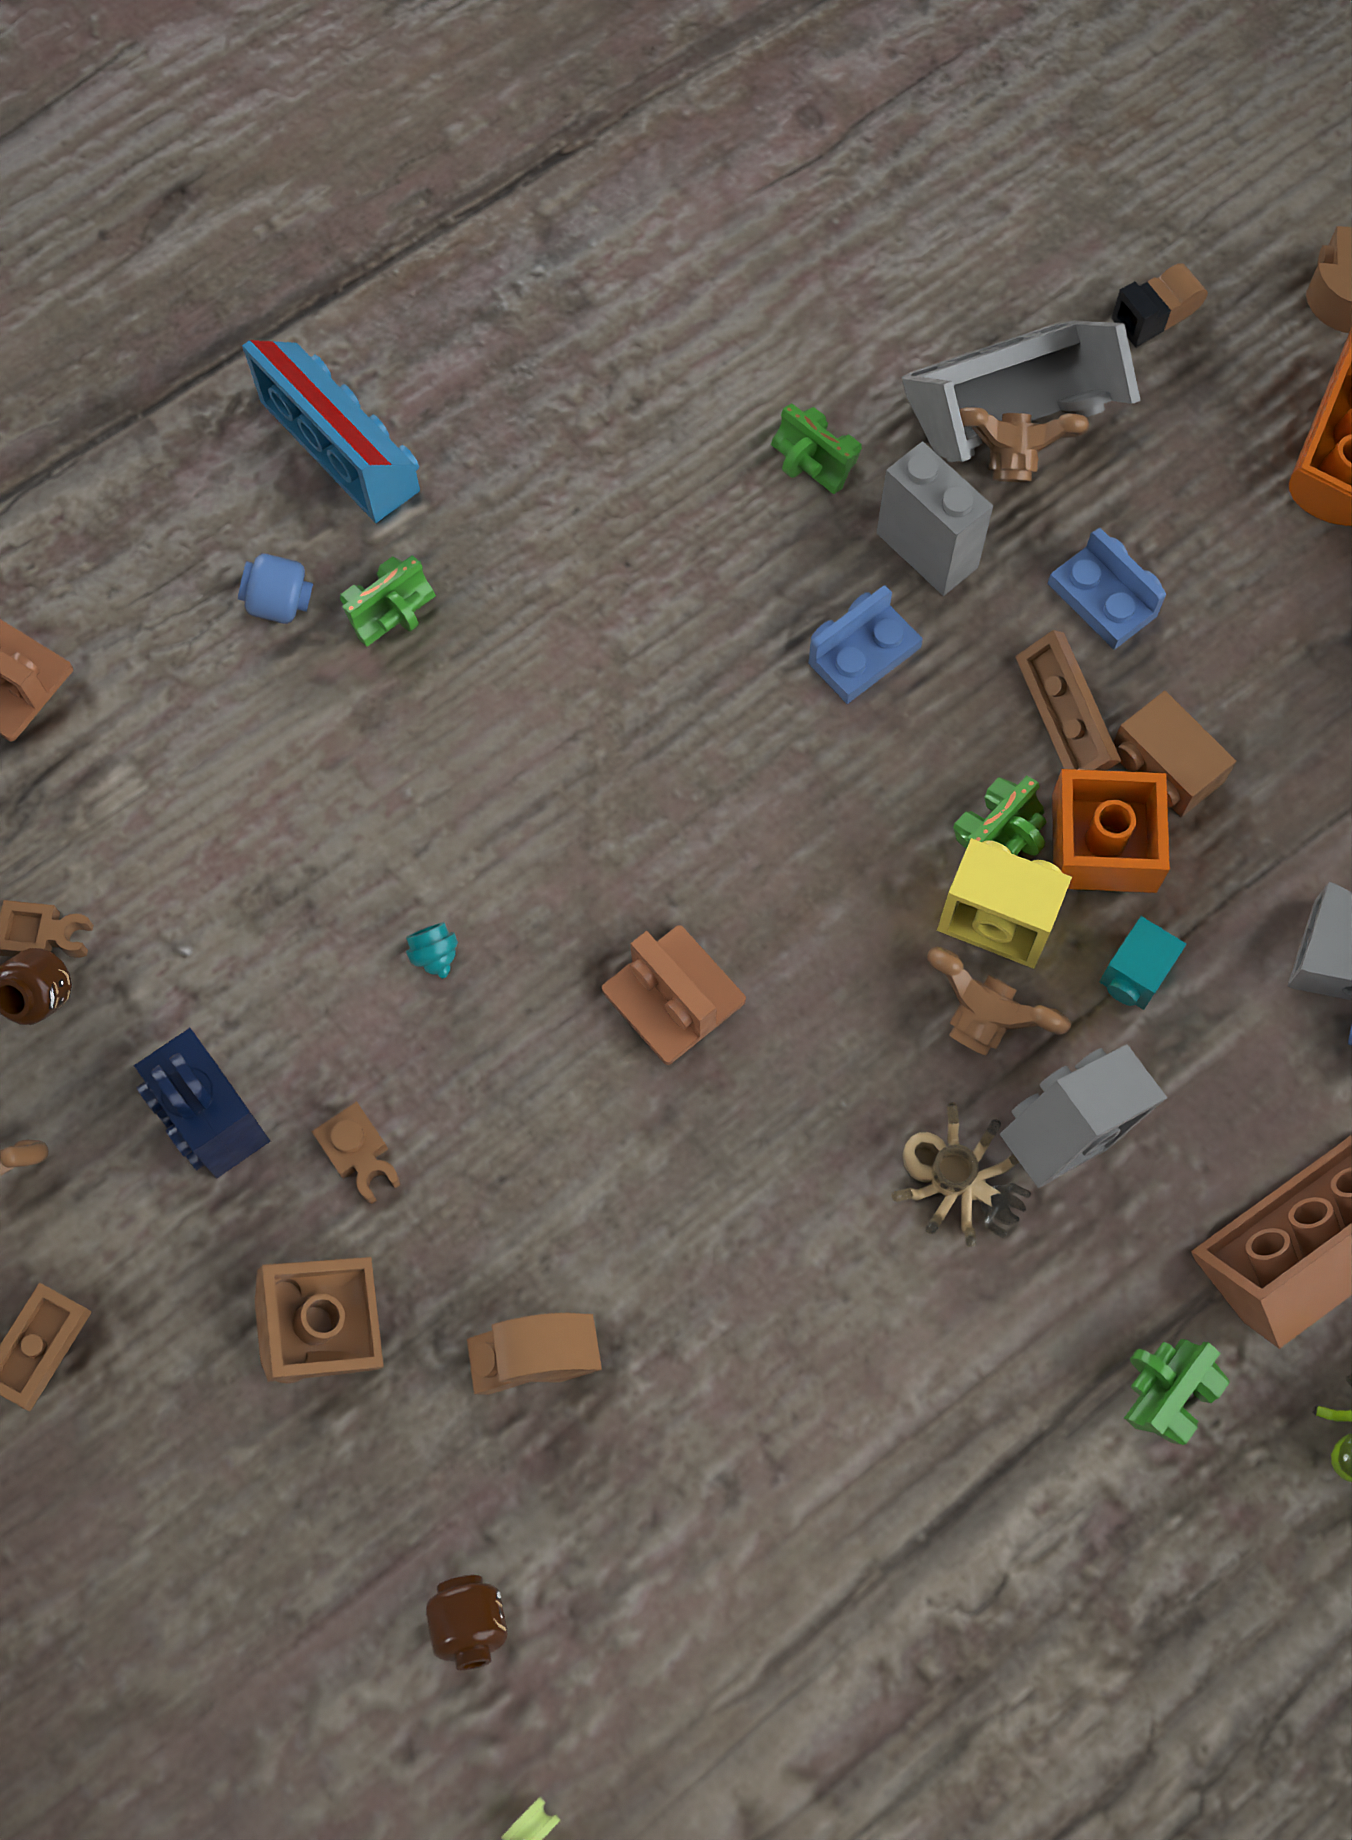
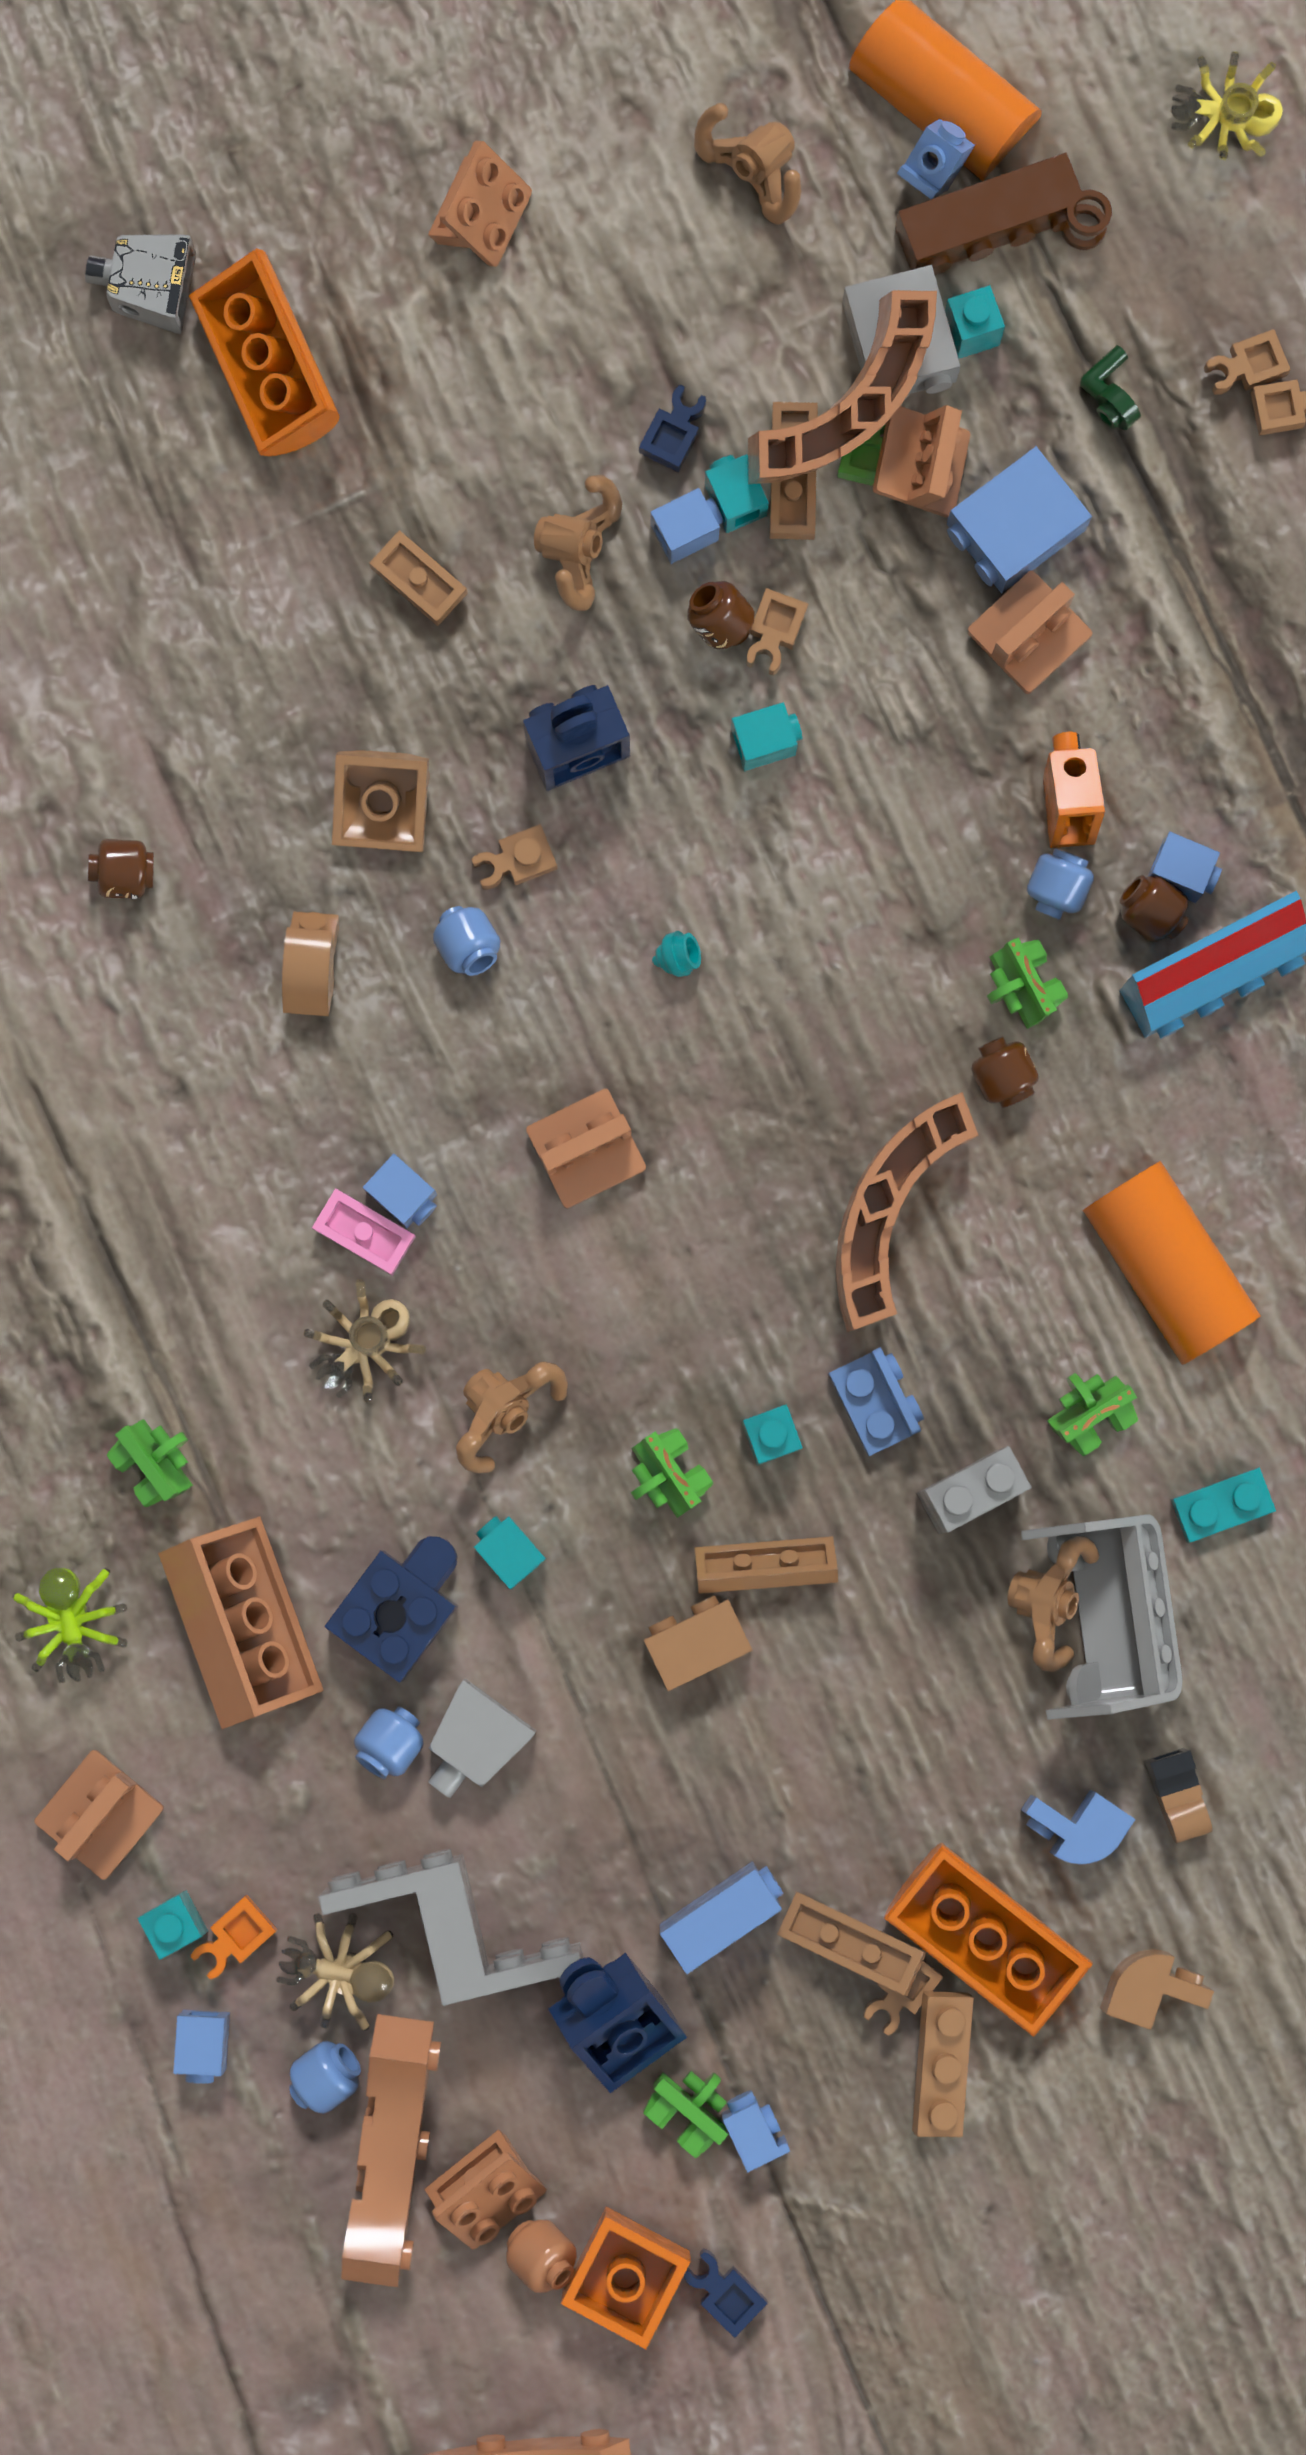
camera: 100 degrees right, 15 degrees up
(164, 912) = (766, 736): none -> teal brick
(174, 591) = (1072, 793): none -> orange torso
(235, 482) = (1187, 866): none -> medium blue brick
(283, 498) = (1154, 908): none -> reddish brown head
(466, 1178) = (466, 940): none -> medium blue head
(488, 597) = (1005, 1072): none -> reddish brown head
(647, 412) = (1171, 1263): none -> orange brick
(658, 677) = (876, 1202): none -> nougat brick
(777, 1179) = (401, 1192): none -> medium blue brick
(834, 1212) = (363, 1232): none -> bright pink plate
(869, 327) = (1223, 1505): none -> teal plate
(932, 730) = (771, 1434): none -> teal brick
(1003, 902) = (587, 1443): light yellow brick -> none
(1081, 1113) = (381, 1447): light grey brick -> none
(1108, 589) = (878, 1641): medium blue bracket -> none
(1111, 829) = (633, 1559): orange brick -> none
(1227, 367) = (1090, 1833): none -> medium blue brick
(1233, 1080) = (398, 1607): none -> dark blue brick

